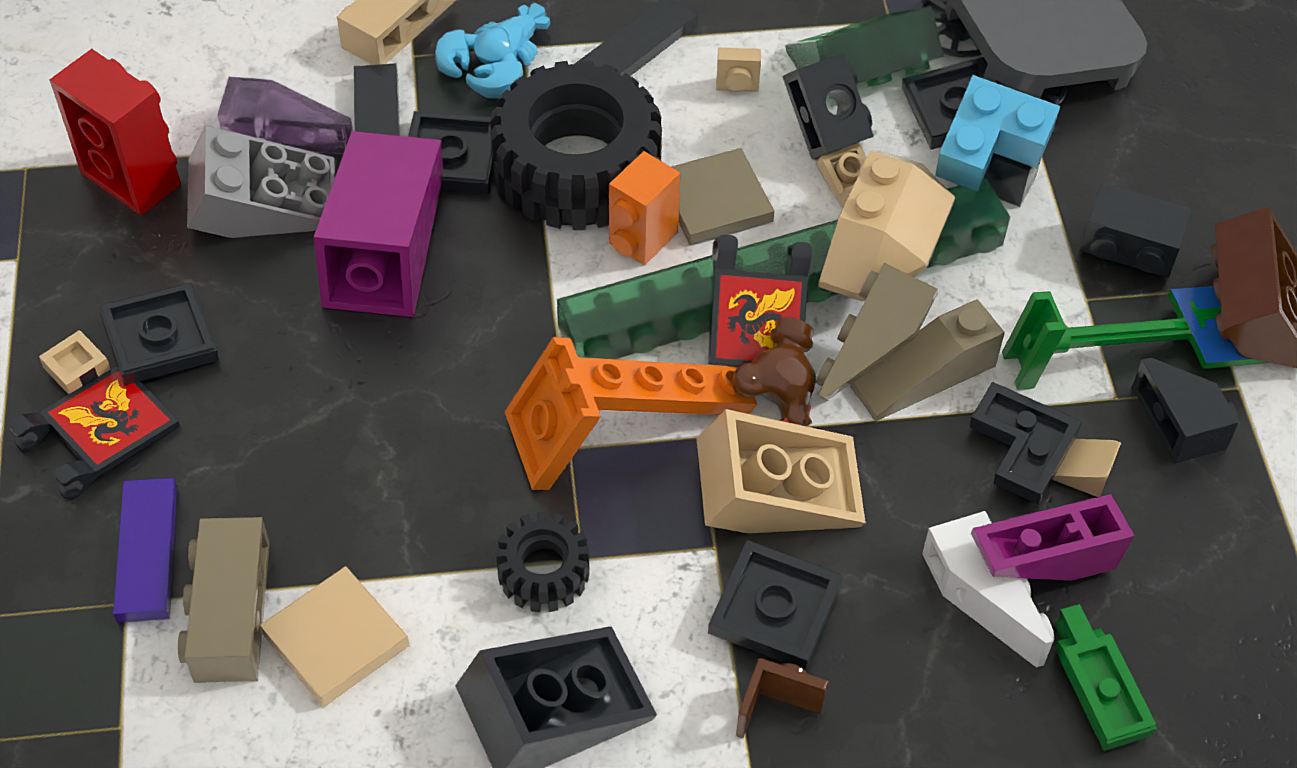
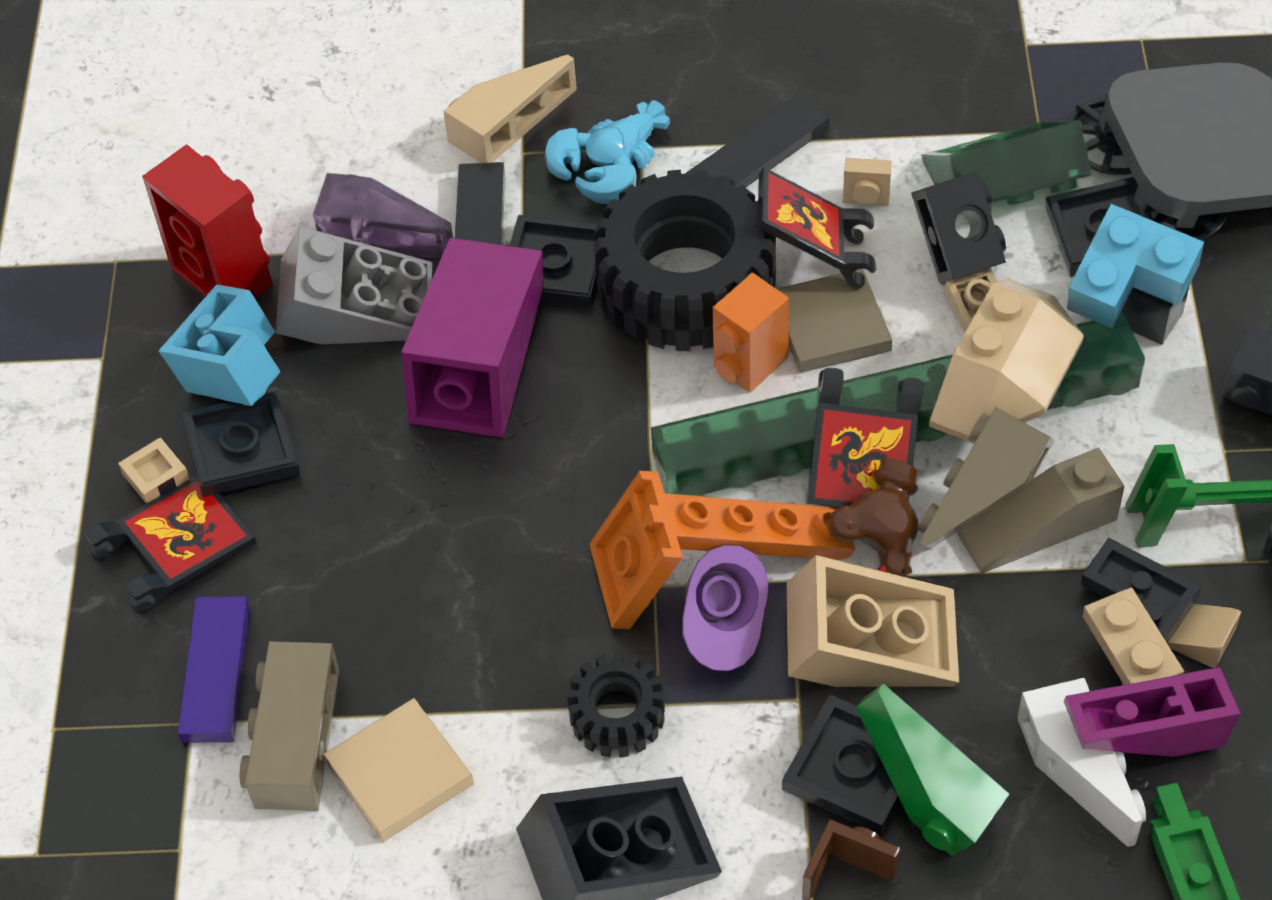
camera: 10 degrees right, 0 degrees up
(137, 243) = (223, 348): none -> medium azure brick
(640, 463) = (724, 607): none -> medium lavender piece
(695, 108) = (814, 225): none -> flag
(851, 611) = (932, 777): none -> slope
(1023, 473) = (1130, 638): none -> tan plate

